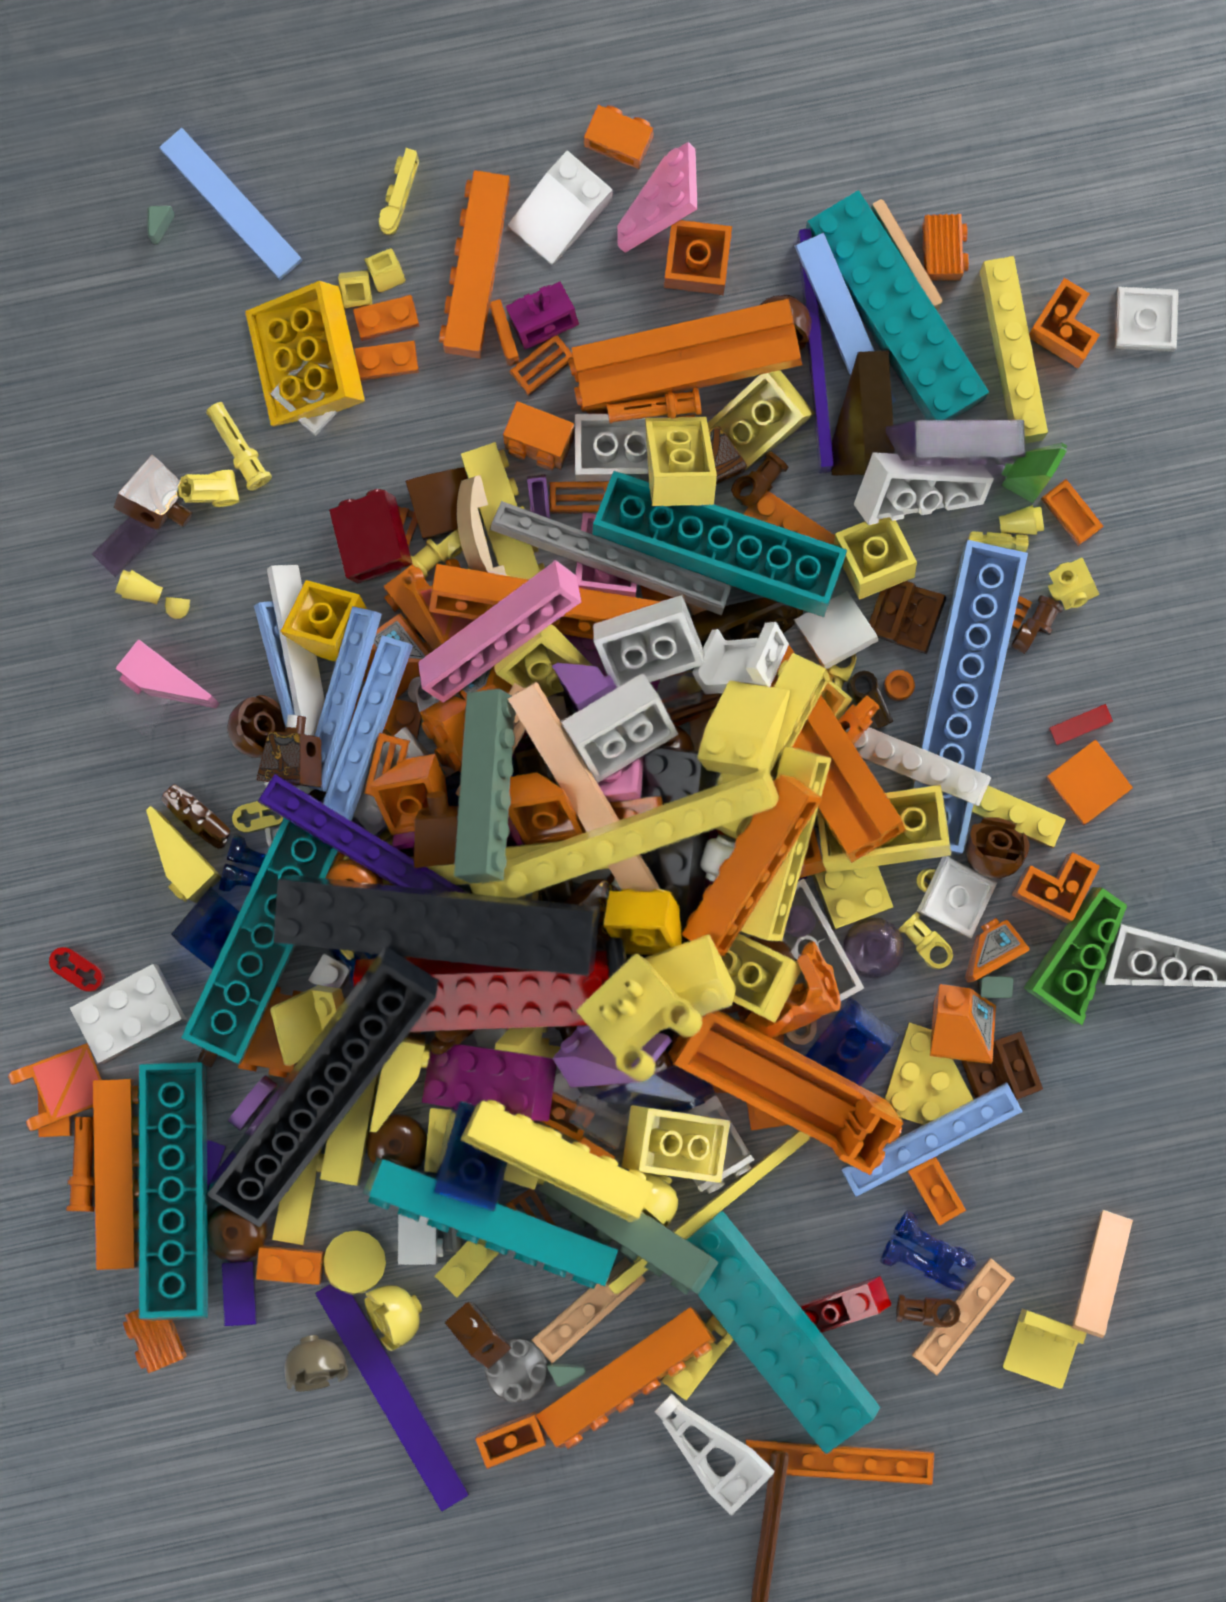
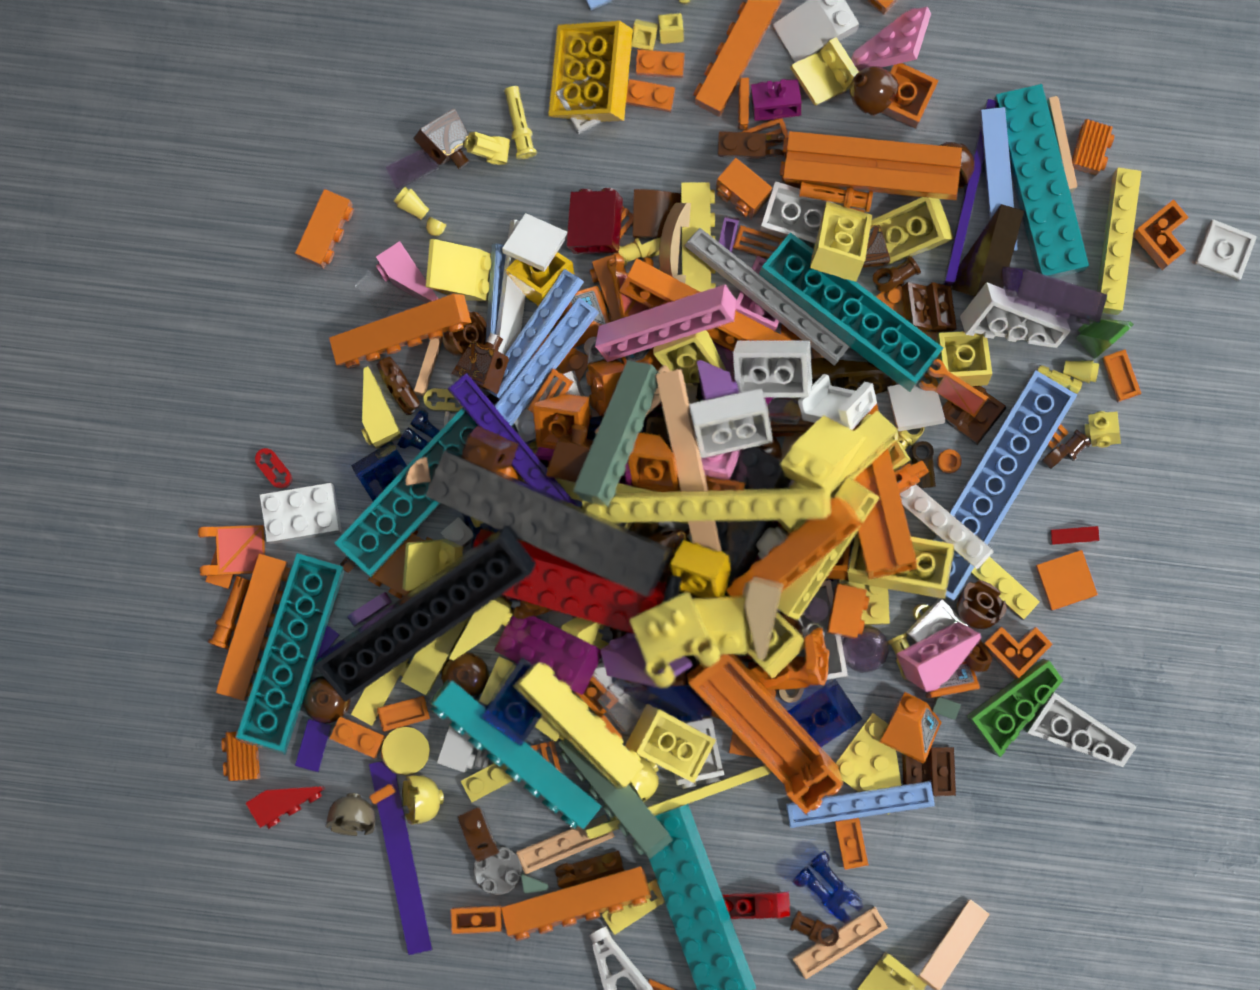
camera: 20 degrees right, 0 degrees up
(42, 654) = (324, 229): none -> orange brick
(175, 748) = (400, 330): none -> orange brick
(215, 1380) = (275, 803): none -> red slope
(222, 651) = (458, 270): none -> light yellow slope
(224, 759) = (428, 366): none -> light nougat tile
(256, 916) = (418, 472): none -> light nougat tile
(305, 585) = (534, 242): none -> white tile
(329, 857) = (486, 447): none -> reddish brown torso
(336, 1216) = (403, 713): none -> orange tile
(344, 1324) = (382, 794): none -> orange tile
(527, 381) = (748, 145): none -> reddish brown hinge
(592, 262) = (825, 72): none -> light yellow bracket
(628, 1331) = (589, 869): none -> reddish brown hinge
(656, 264) = (873, 89): none -> reddish brown cylinder
(733, 942) = (761, 608): none -> tan slope
(813, 505) = (929, 307): none -> reddish brown slope
(837, 910) = (847, 611): none -> orange brick
(876, 595) = (953, 389): none -> flag
(966, 927) = (937, 656): none -> bright pink slope
(1007, 907) = (979, 658): none -> reddish brown plate

